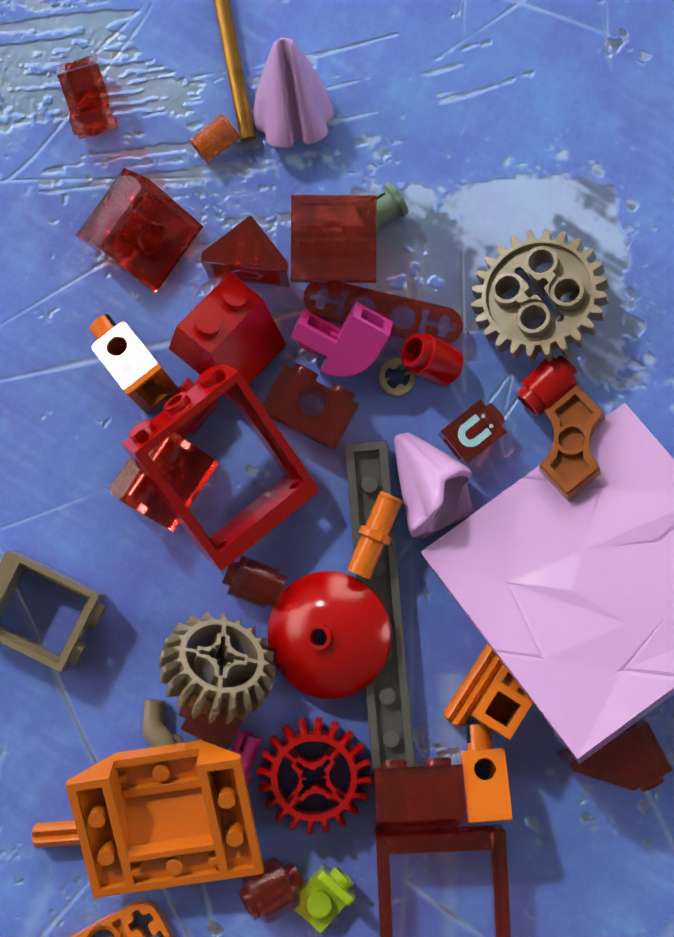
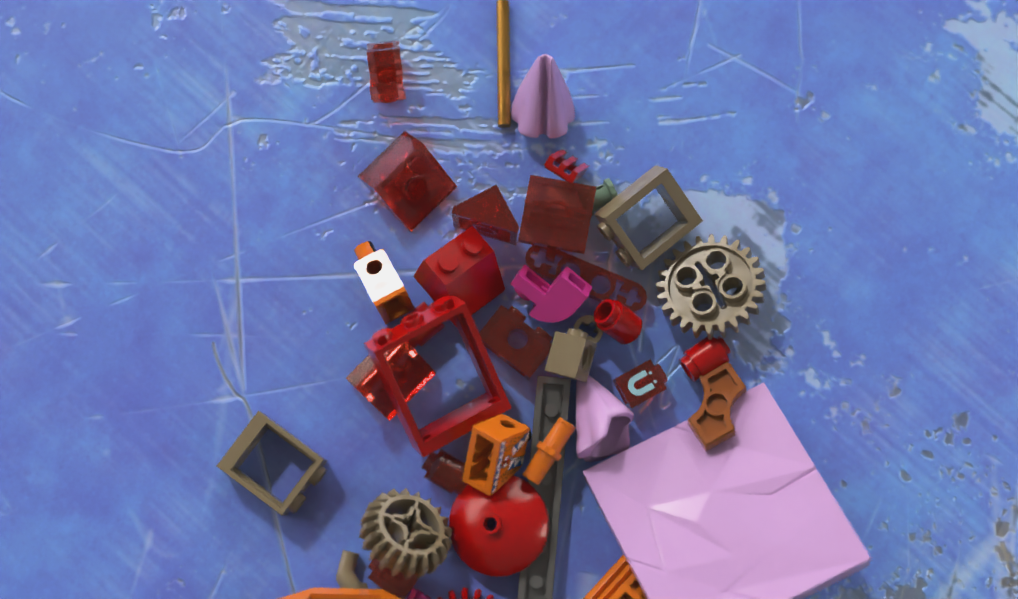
camera: 10 degrees right, 5 degrees down
(210, 144) = (480, 119): orange piece -> none
(309, 548) = (495, 452): none -> orange torso
(322, 168) = (558, 158): none -> red tile
(381, 411) = (571, 355): none -> dark tan brick
(480, 197) = (669, 190): none -> dark tan window

